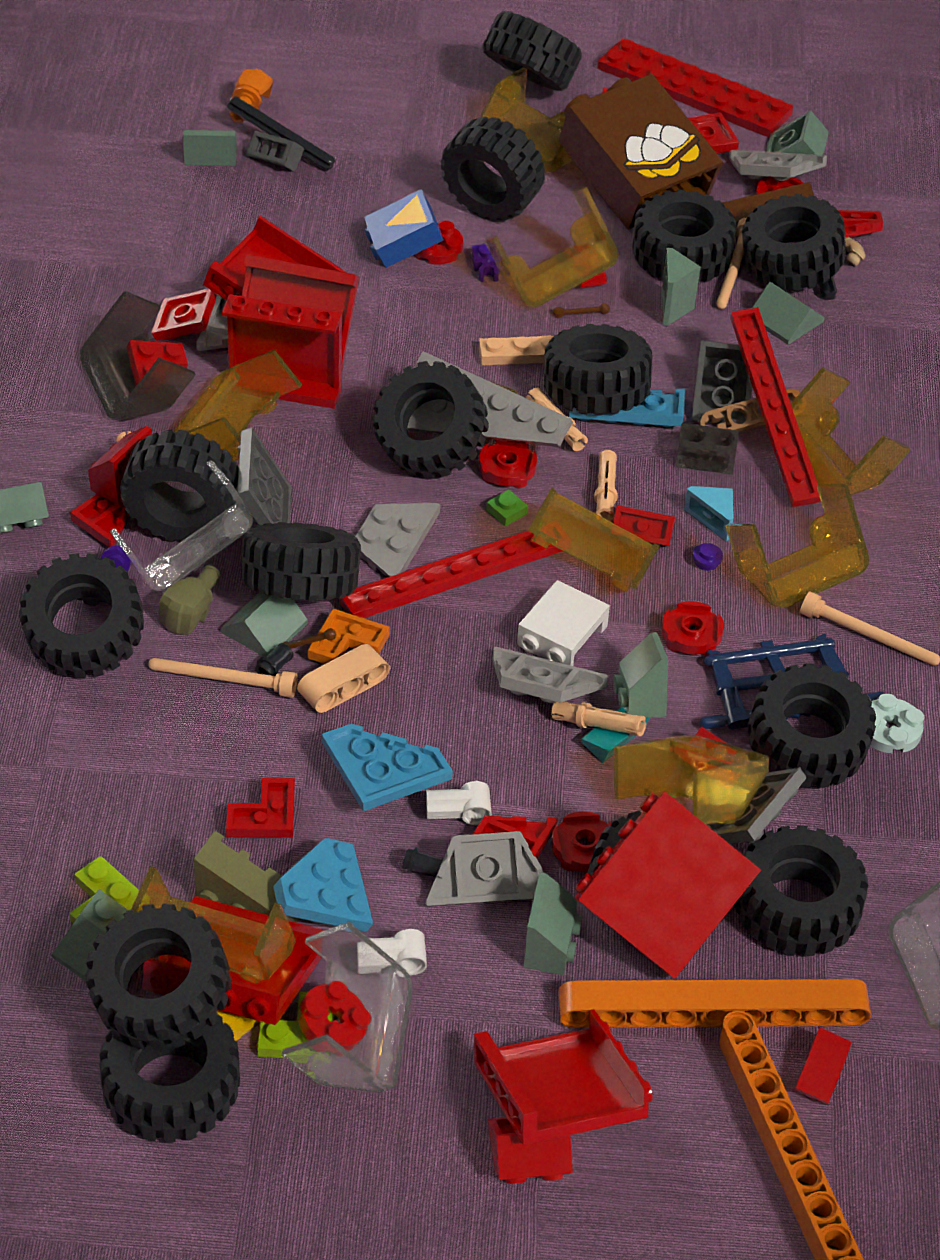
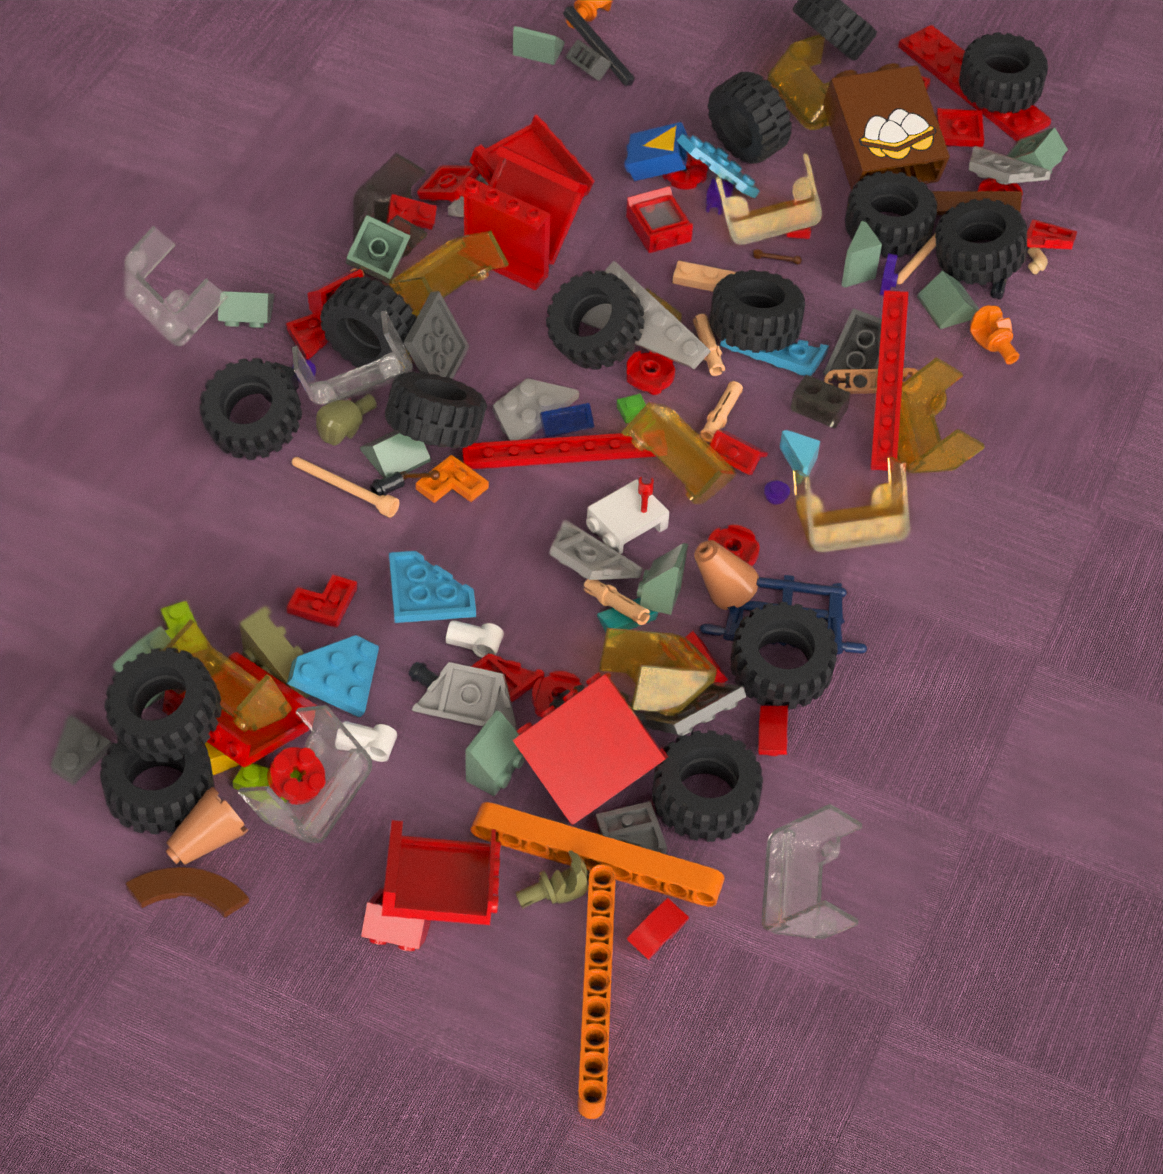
camera: 20 degrees right, 5 degrees up
(50, 1068) = (78, 750): none -> dark grey wing
(144, 400) = (377, 249): none -> sand green slope
(256, 1111) = (205, 829): none -> nougat cone
(260, 1182) = (189, 882): none -> reddish brown tile
(343, 678) = (433, 512): light nougat beam -> none
(437, 301) = (658, 220): none -> red window
(443, 538) = (567, 420): none -> clear blue plate
(478, 225) = (718, 163): none -> dark azure plate
(574, 589) = (645, 491): none -> red hand
(694, 1052) = (561, 887): none -> olive piece
(708, 658) = (726, 576): none -> nougat cone
(712, 303) = (889, 277): none -> dark purple plate
(730, 67) = (1003, 72): none -> black tyre
(738, 959) = (634, 826): none -> dark grey wing
(816, 607) = (843, 557): light nougat piece -> none
(836, 810) = (773, 730): none -> red slope
(850, 333) = (994, 332): none -> orange piece
(902, 714) = (859, 660): light aqua plate -> none

